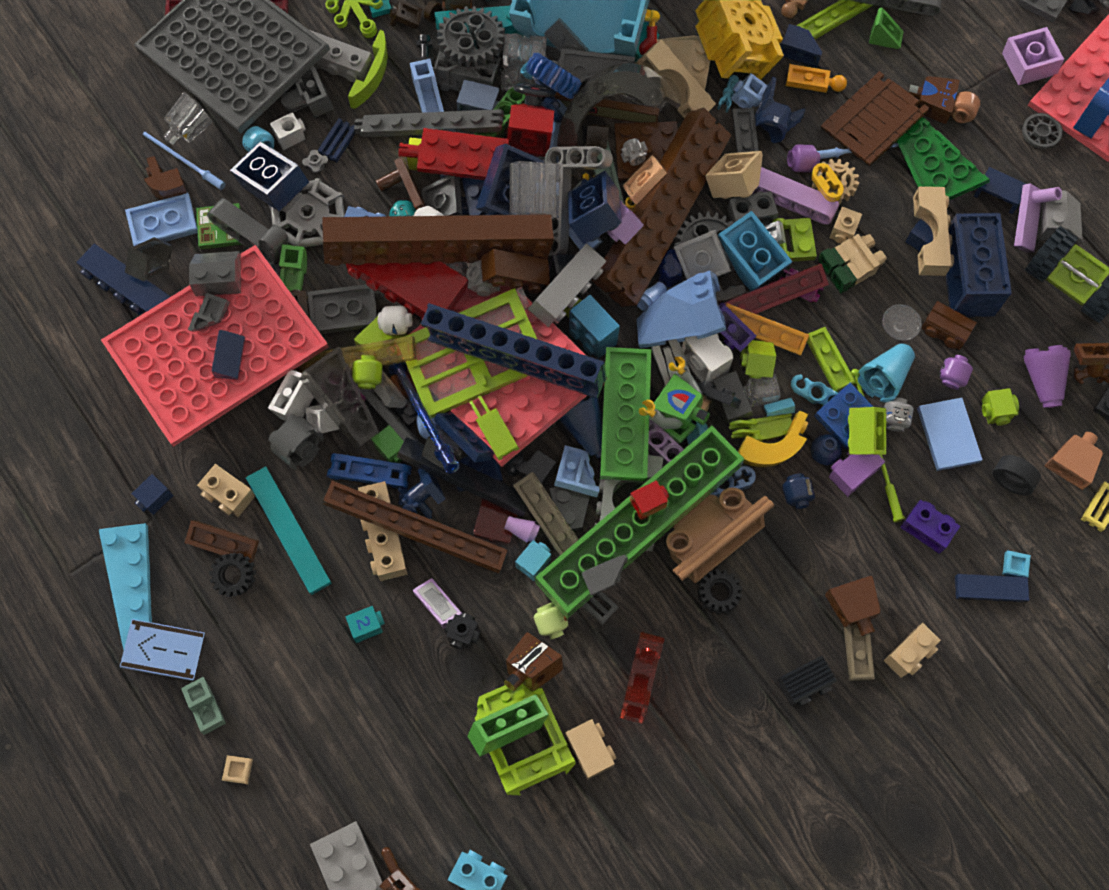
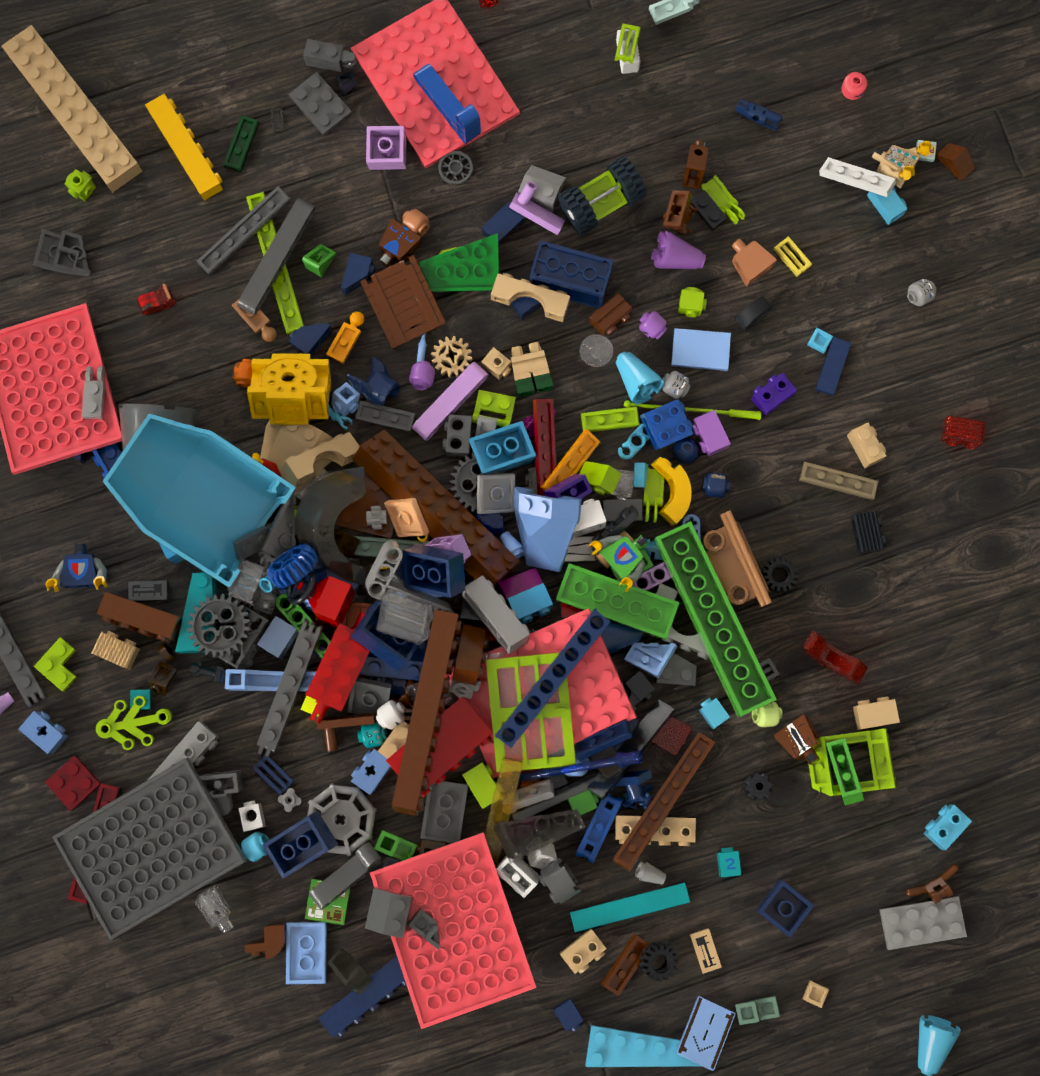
camera: 70 degrees left, 10 degrees up
(206, 175) = (272, 902): light blue piece -> none
(228, 355) = (471, 919): dark blue slope -> none
(258, 627) = (705, 950): none -> tan tile
(327, 700) = (784, 908): none -> dark blue brick
(330, 540) = (649, 873): none -> light grey cone
(363, 90) = (231, 739): lime slope -> none
(367, 372) = (522, 805): lime head -> none
(394, 320) = (480, 769): white head -> none
(436, 602) = (725, 800): slope -> none
(495, 430) = (609, 713): lime arm -> none
(524, 529) = (685, 714): lavender cone -> none
(546, 513) = (682, 690): dark tan tile -> none
(604, 575) = (757, 662): dark grey slope -> none
(617, 314) = (520, 583): none -> magenta slope
(649, 499) = (707, 607): red brick -> none
(735, 175) = (425, 439): tan slope -> none
(831, 179) = (458, 369): yellow beam -> none
(855, 604) = (821, 474): reddish brown torso -> none
(867, 431) = (693, 416): lime brick -> none
(890, 64) = (357, 269): none -> dark blue slope
(975, 766) = (963, 432): none -> clear red brick

